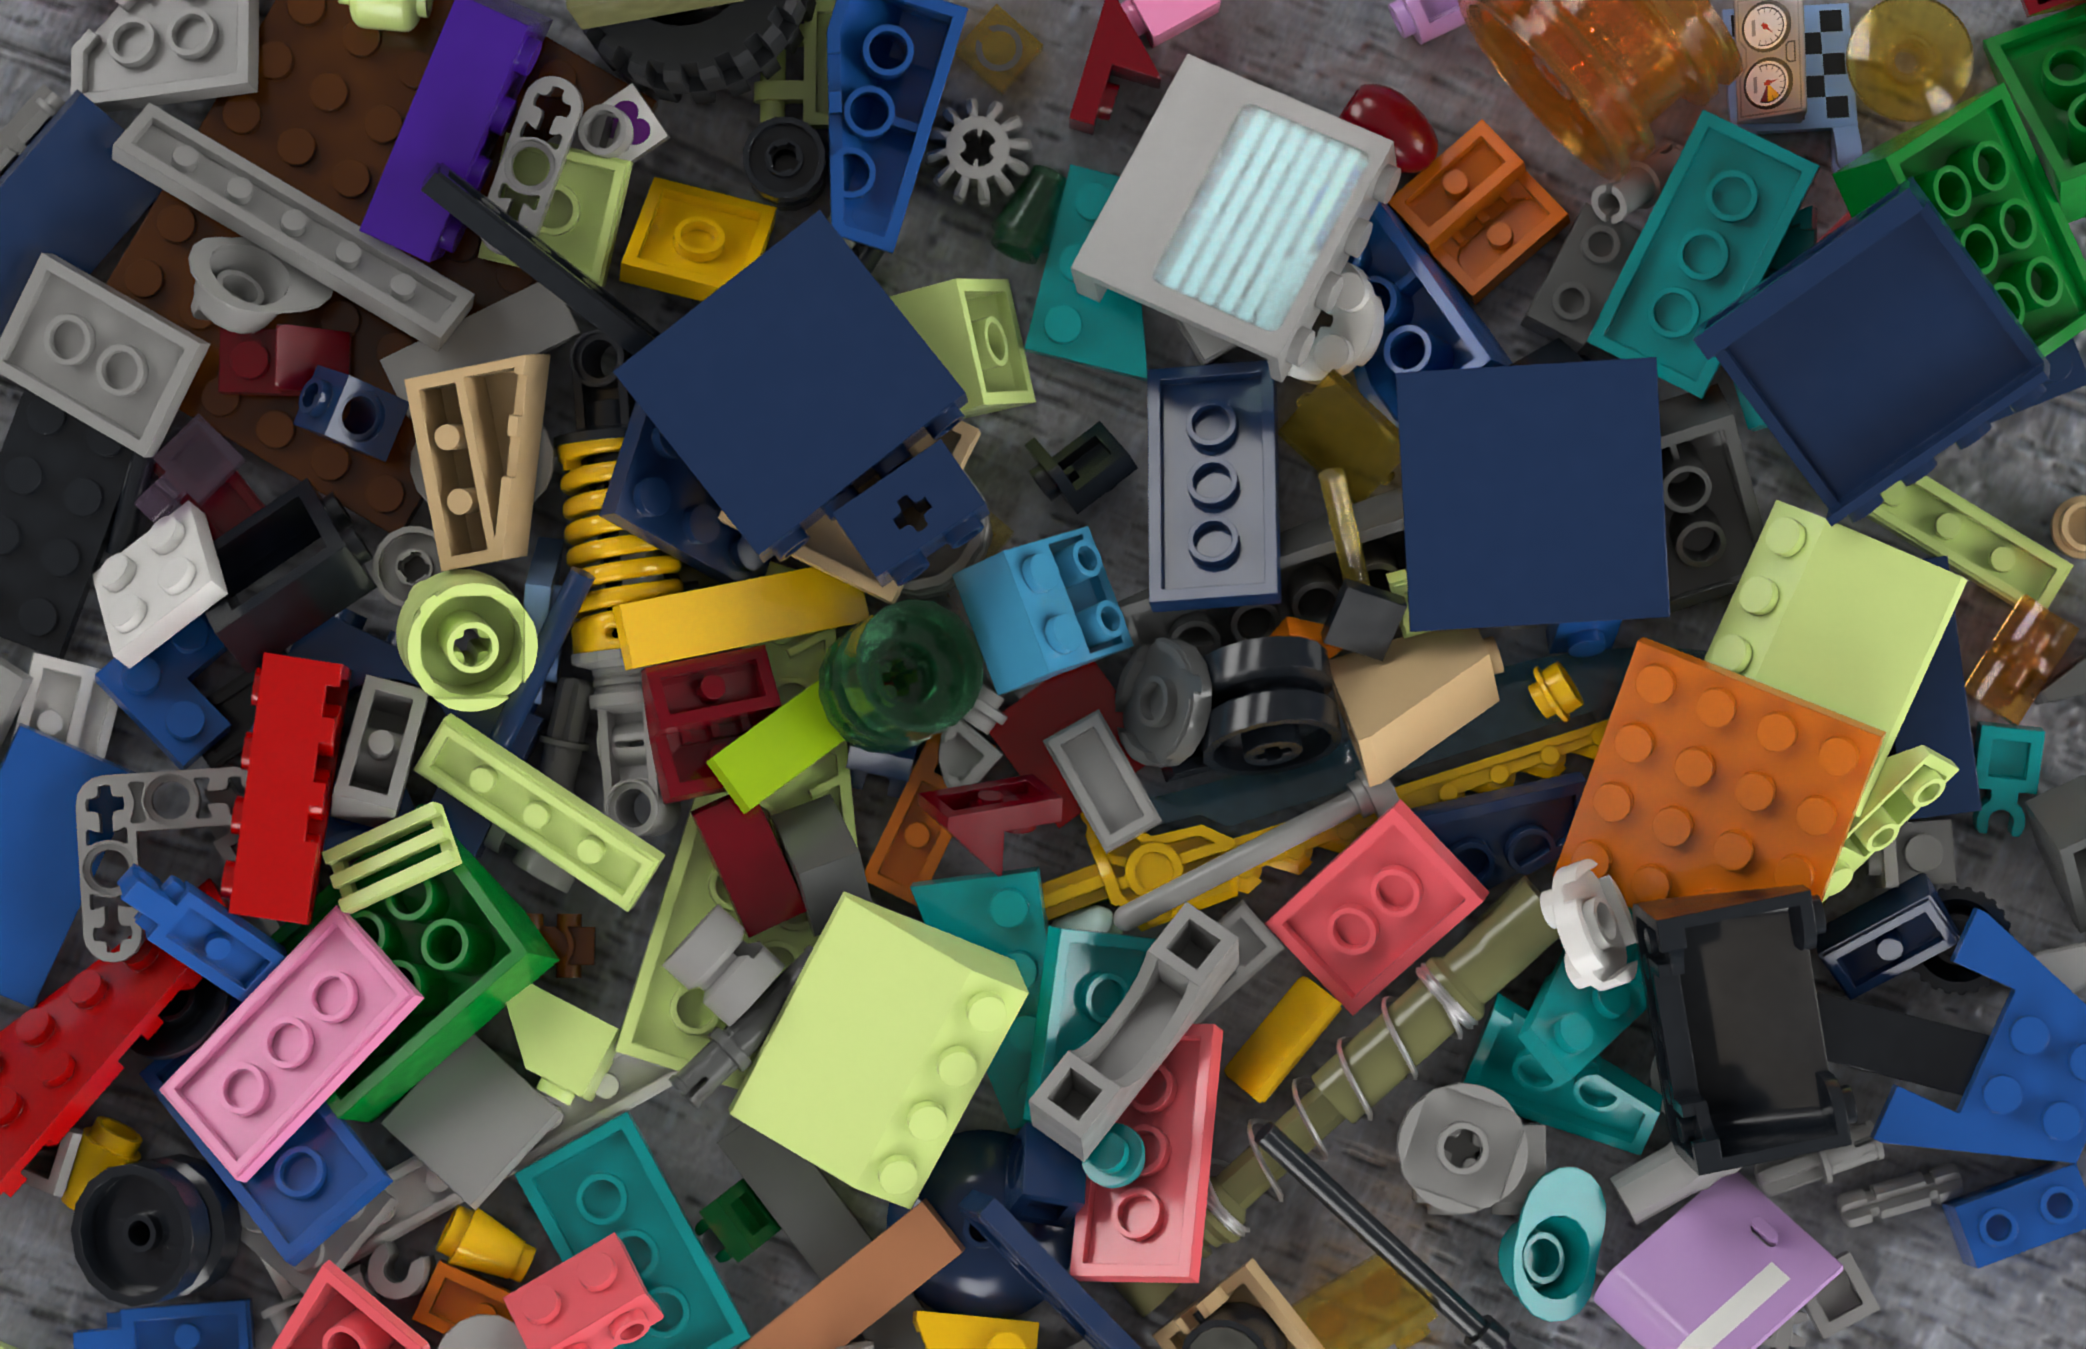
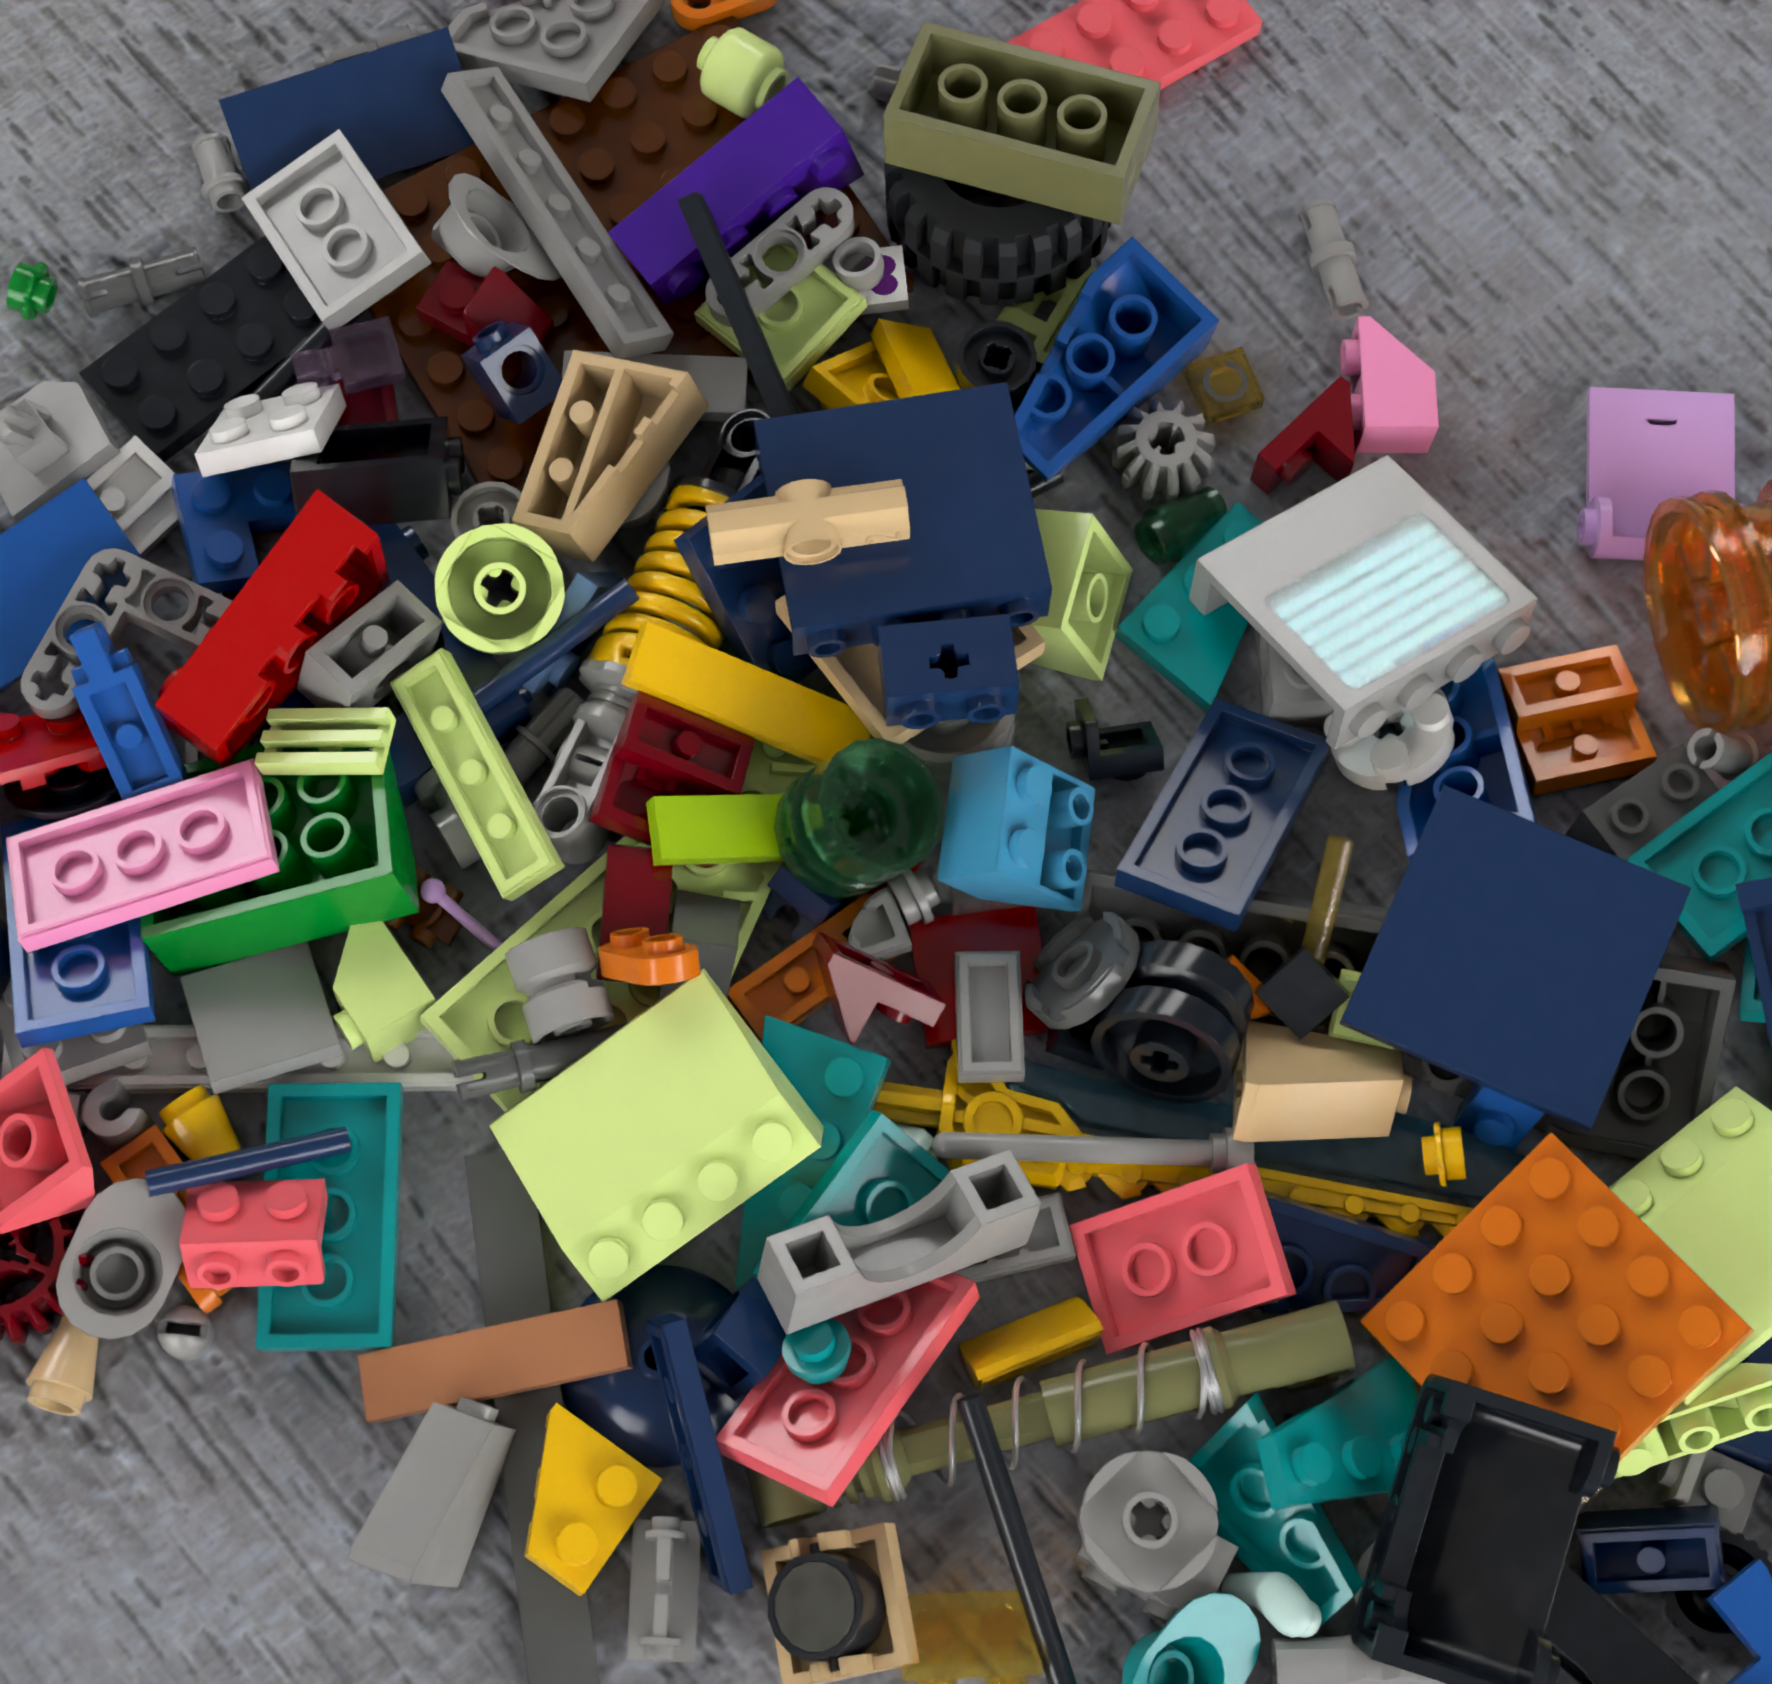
camera: 25 degrees right, 15 degrees down
(543, 1255) = (247, 1161): none -> dark blue bar
(558, 930) = (434, 892): none -> lavender hinge
(713, 197) = (912, 359): none -> yellow tile
(720, 454) = (808, 522): none -> tan piece
(738, 1222) = (441, 1235): dark green tile -> none
(792, 908) = (648, 959): none -> orange plate
(1344, 431) = (1375, 821): clear yellow piece -> none
(1395, 118) = (1551, 616): dark red animal -> none
(1591, 926) = (1379, 1371): white plate -> none
(1598, 1147) = (1277, 1599): none -> light aqua arm

